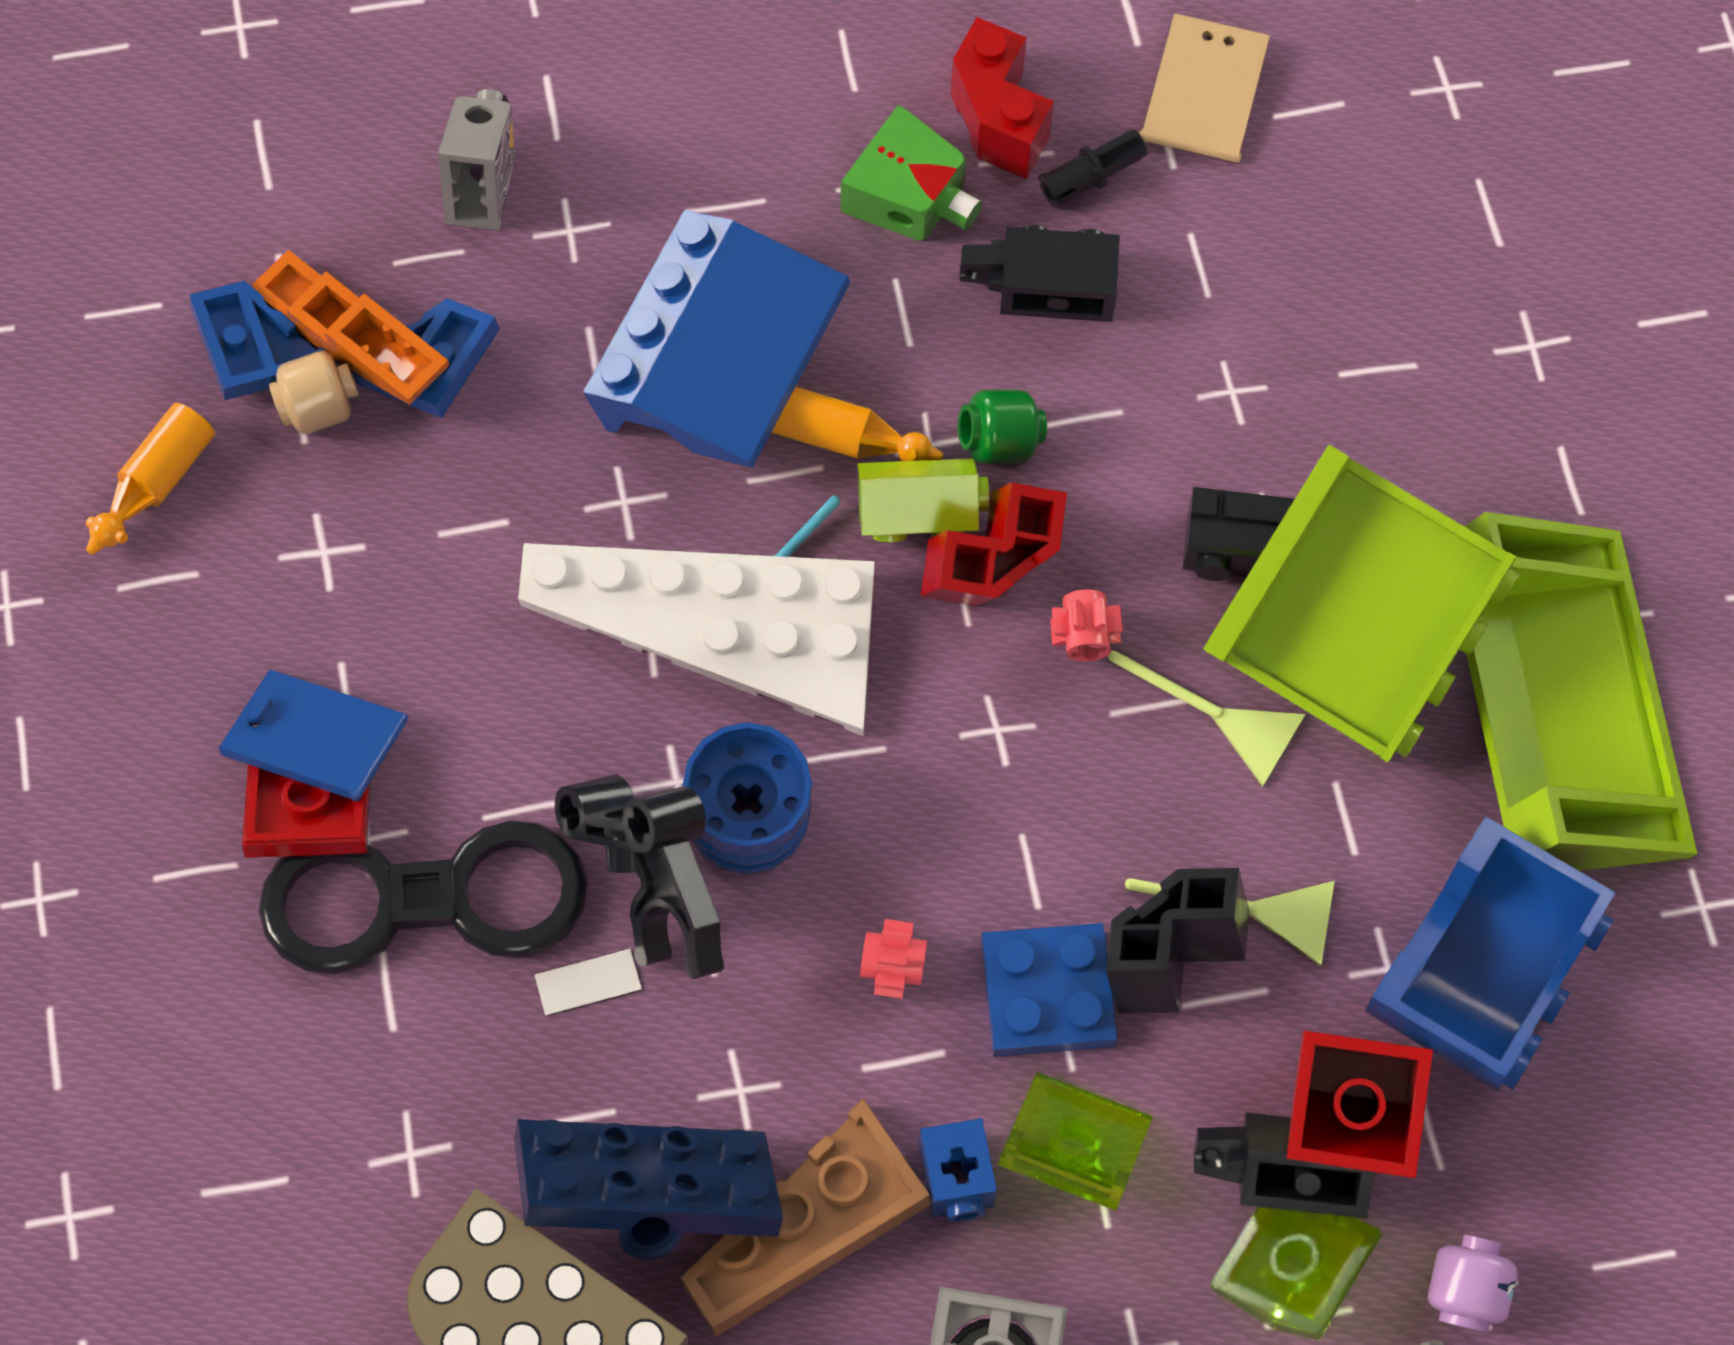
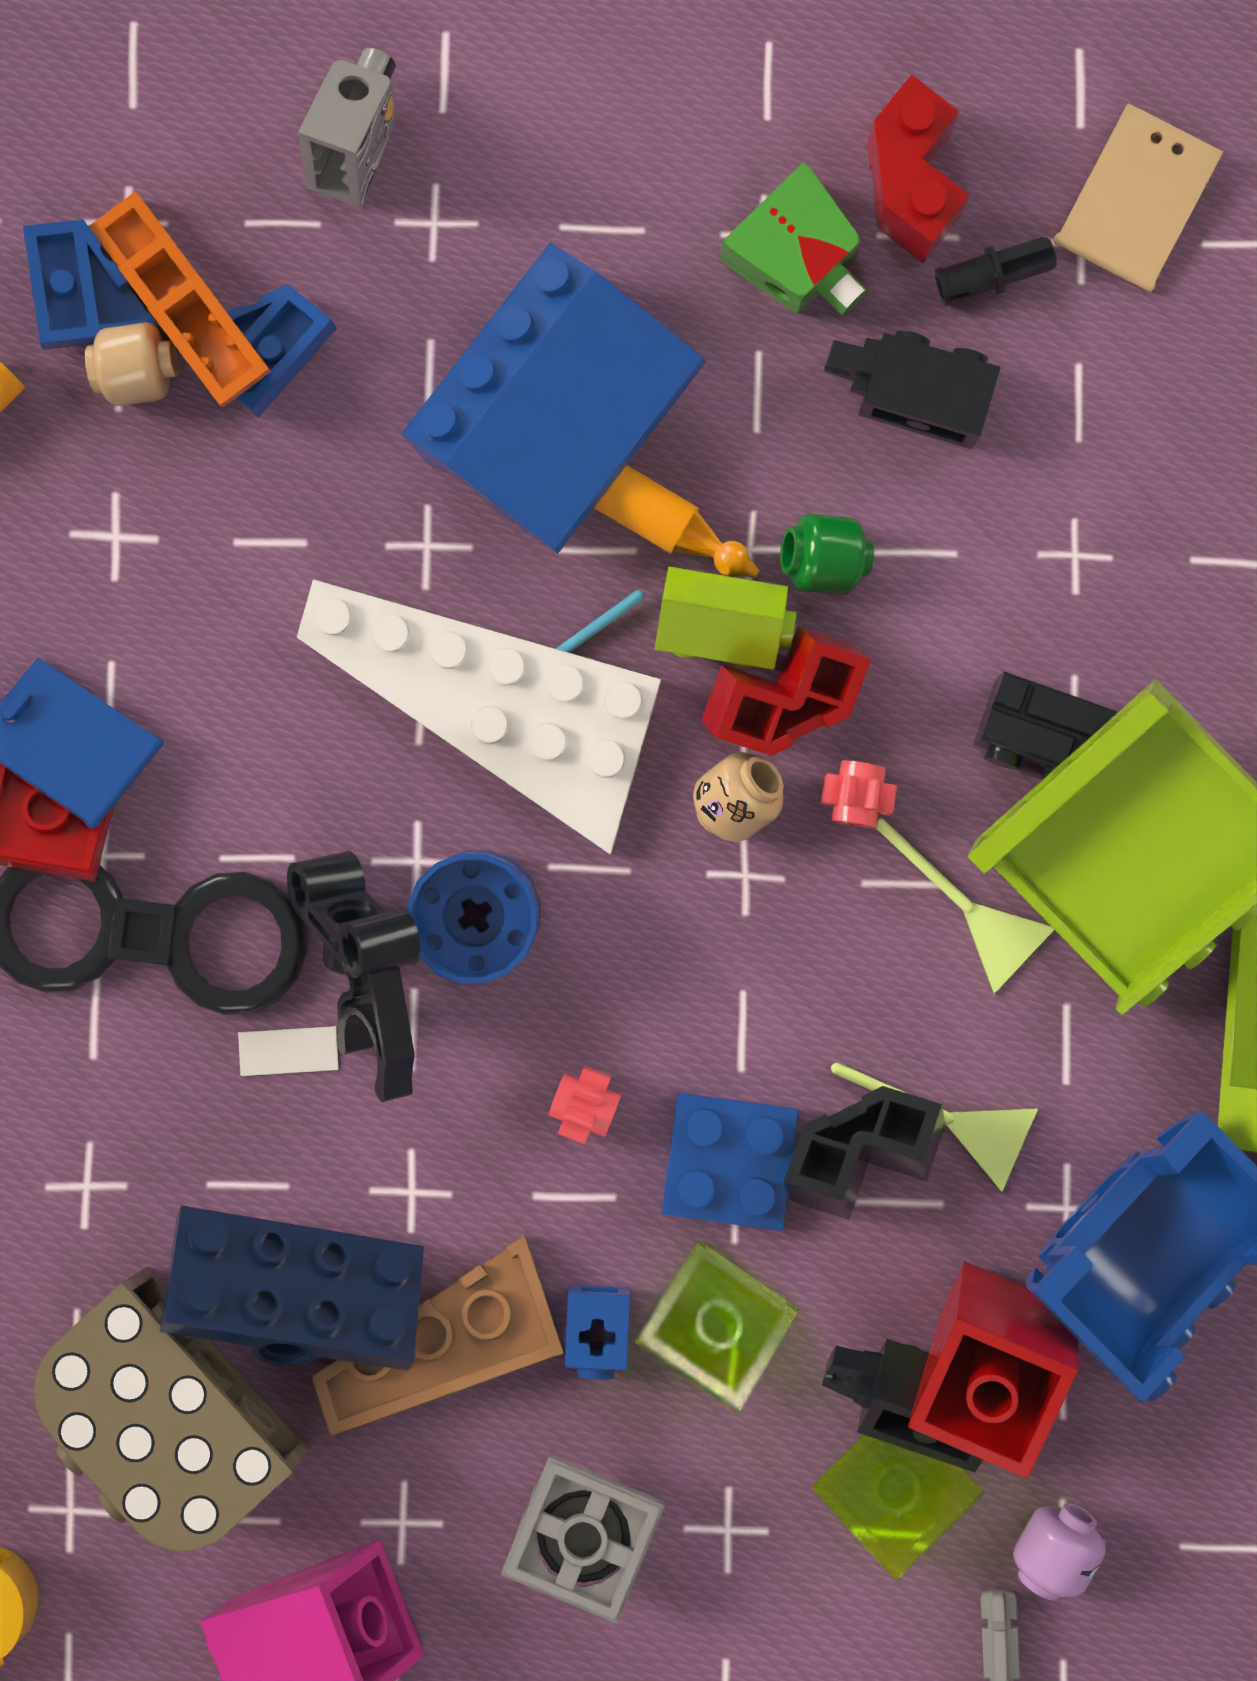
camera: 15 degrees right, 20 degrees up
(973, 647) = (738, 796): none -> tan head

